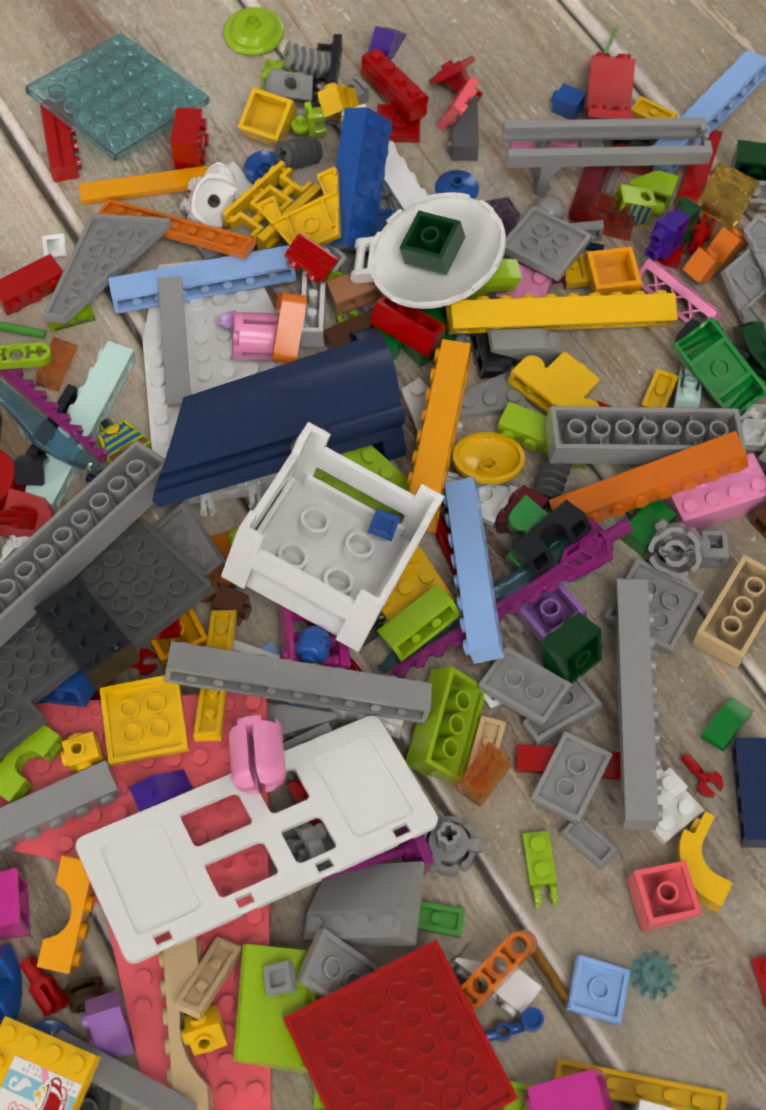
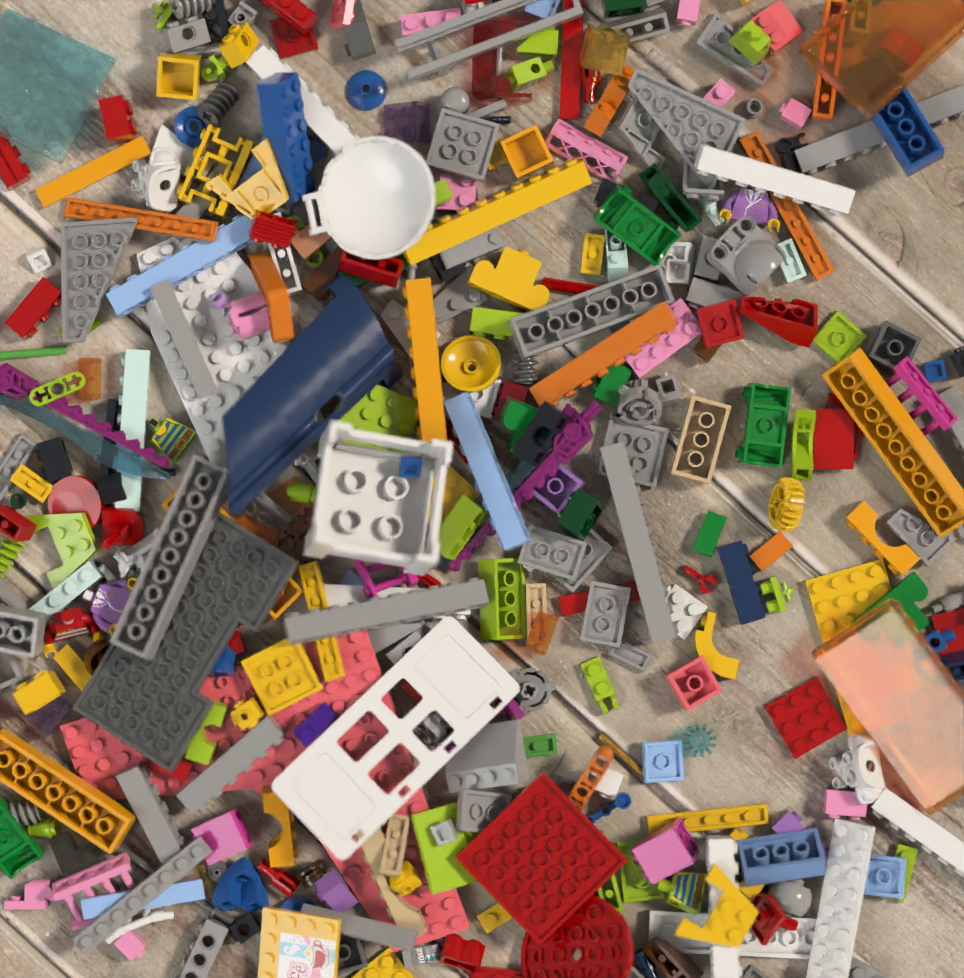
camera: 15 degrees left, 25 degrees up
(87, 634) = (219, 631): black brick -> none
(257, 754) = (377, 685): bright pink cylinder -> none
(313, 645) = (387, 579): blue head -> none
(432, 242) = (371, 193): dark green brick -> none
(673, 229) = (567, 97): dark purple hips -> none

